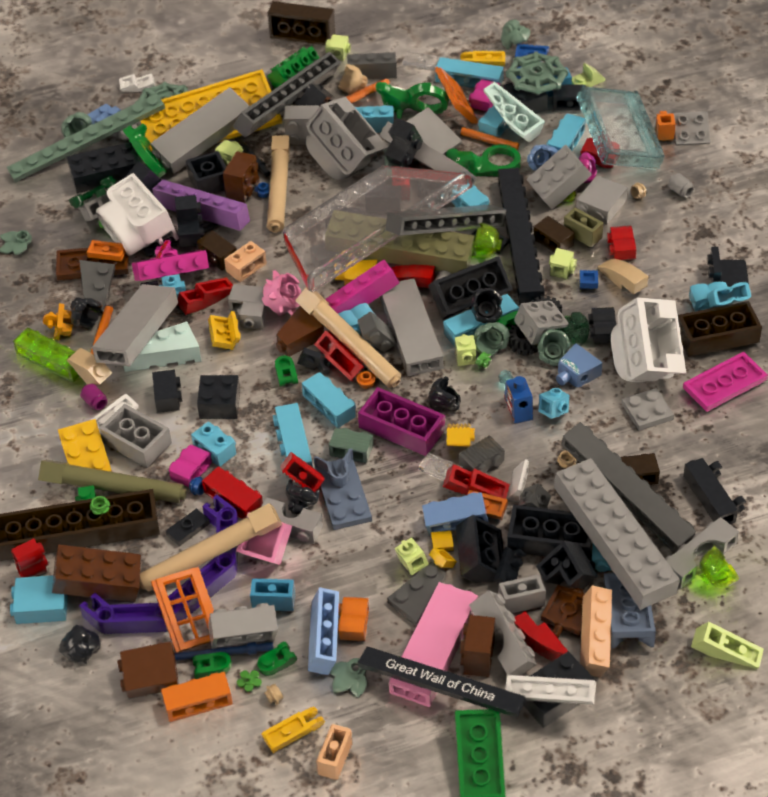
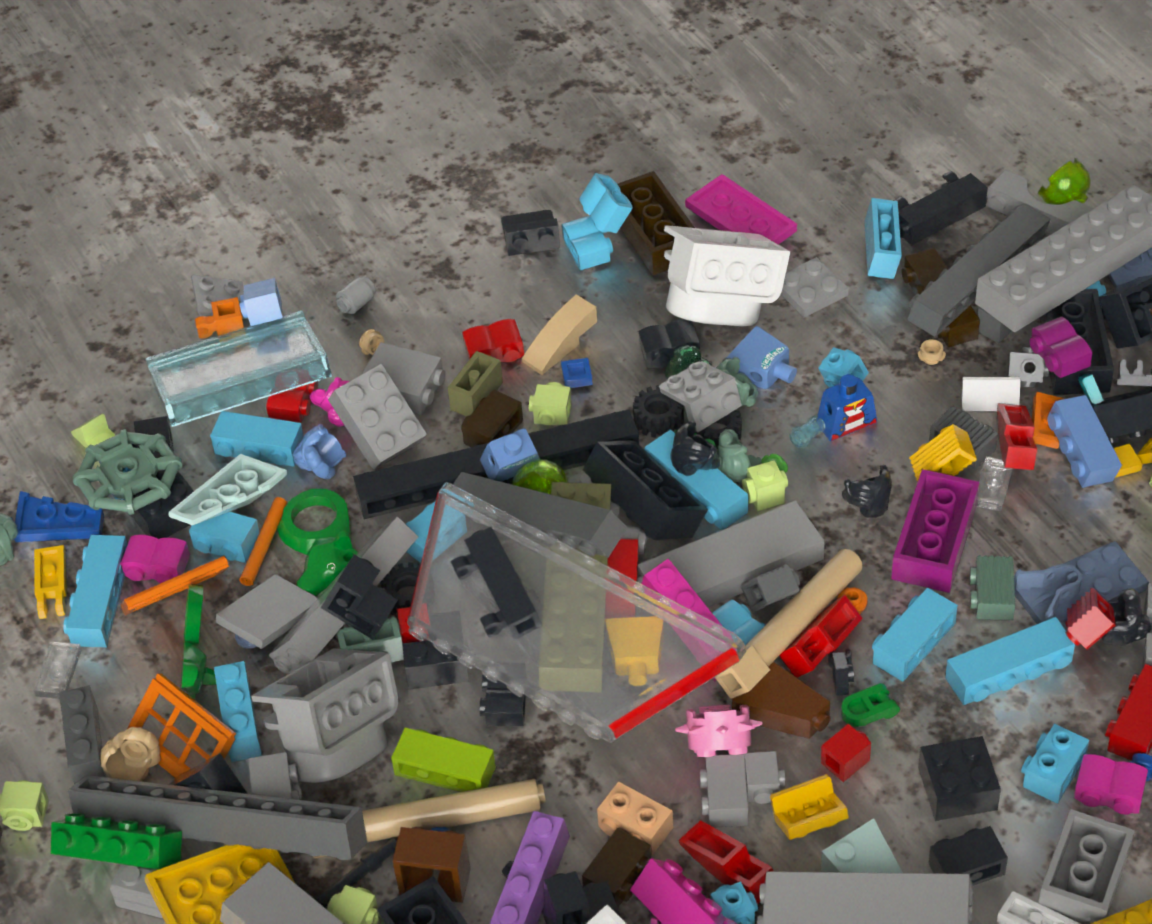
camera: 100 degrees left, 0 degrees up
(255, 353) = (846, 752): none -> red brick
(309, 192) = (443, 761): none -> lime brick
(384, 187) = (502, 582): none -> black brick
(494, 521) = (1090, 388): none -> tile
(501, 216) = (508, 455): none -> medium blue torso
(527, 503) = (1060, 347): none -> magenta brick
(678, 140) = (261, 302): none -> light blue brick
(678, 446) = (882, 238): none -> medium azure brick

